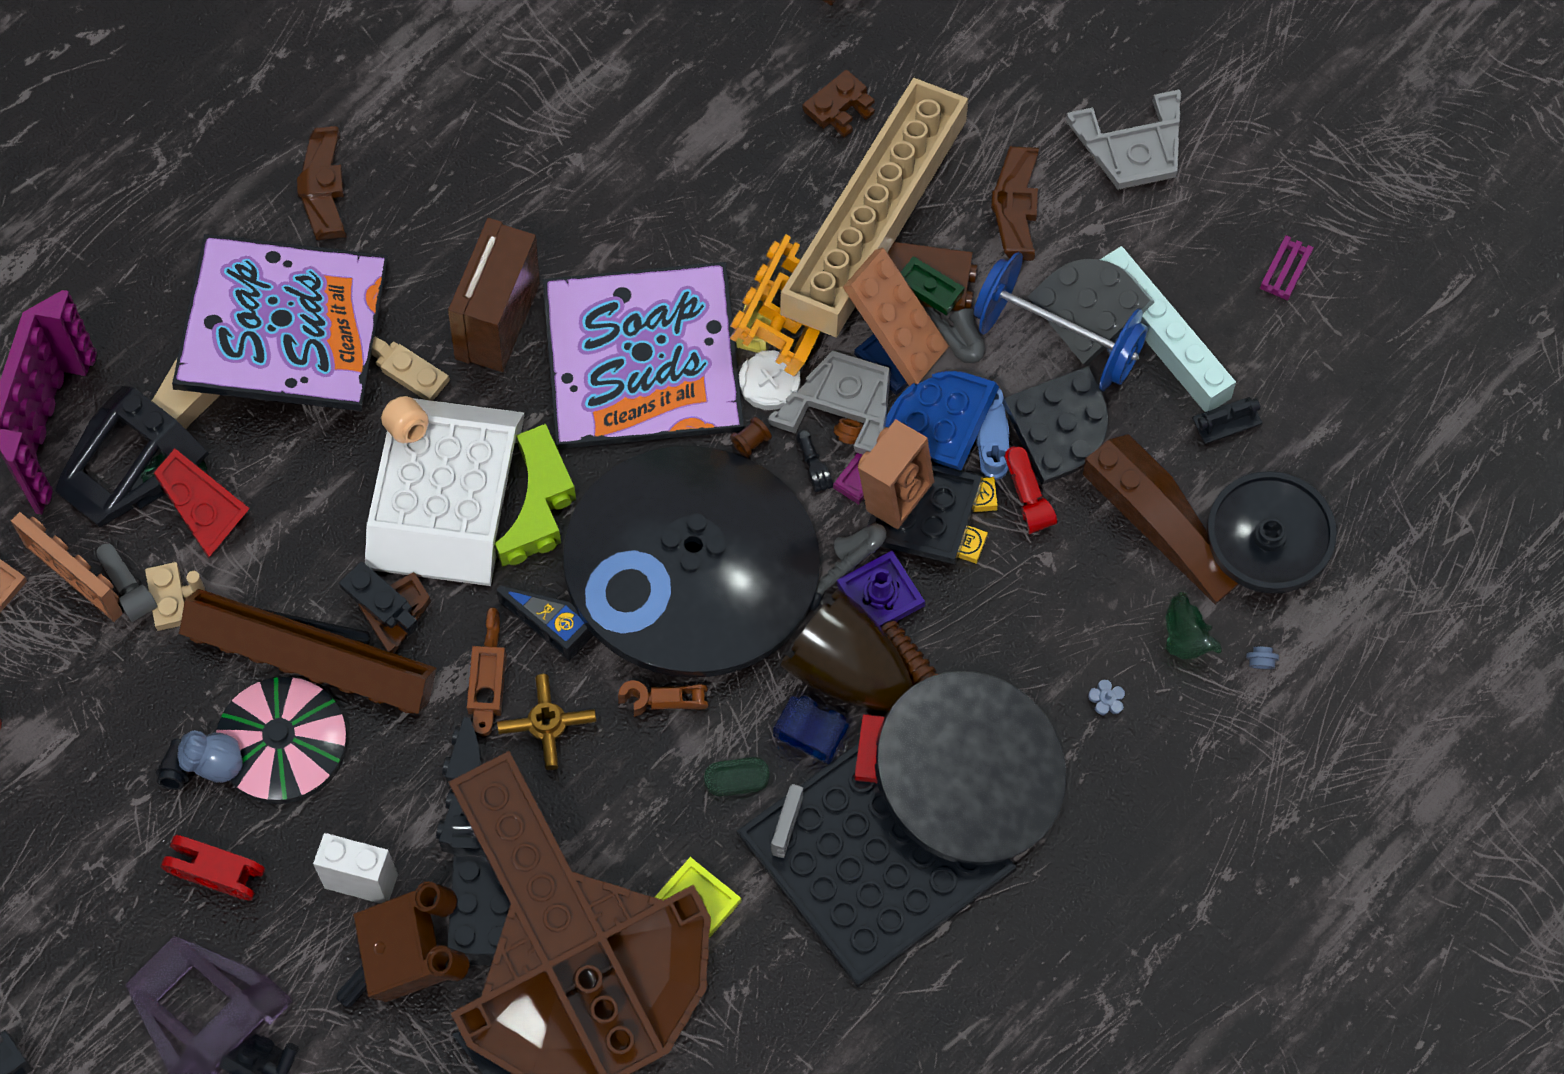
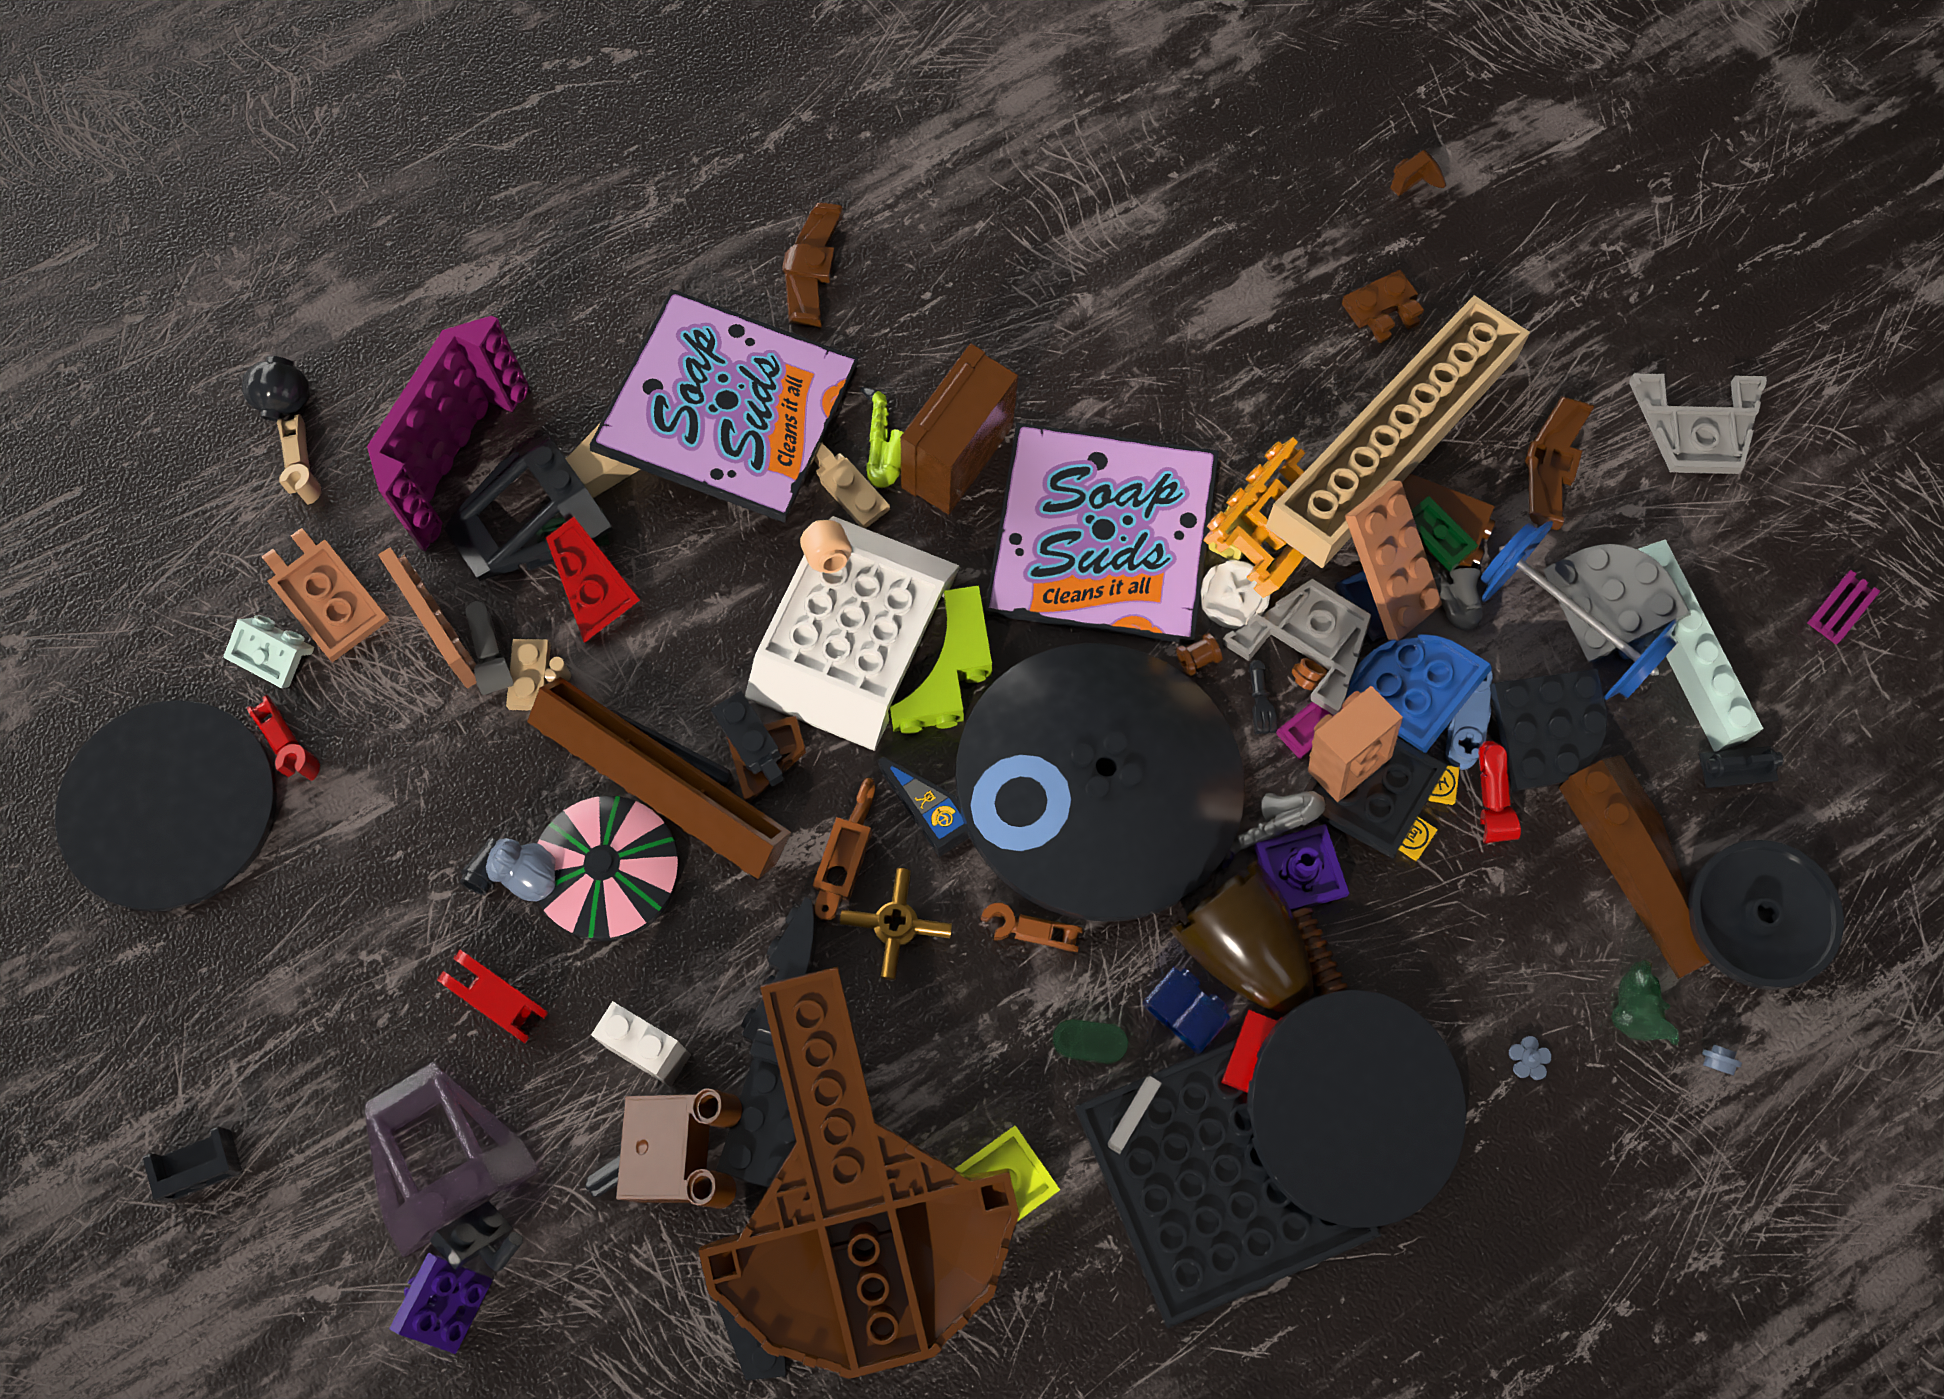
camera: 15 degrees right, 5 degrees up
(434, 336) = (884, 456): none -> lime piece

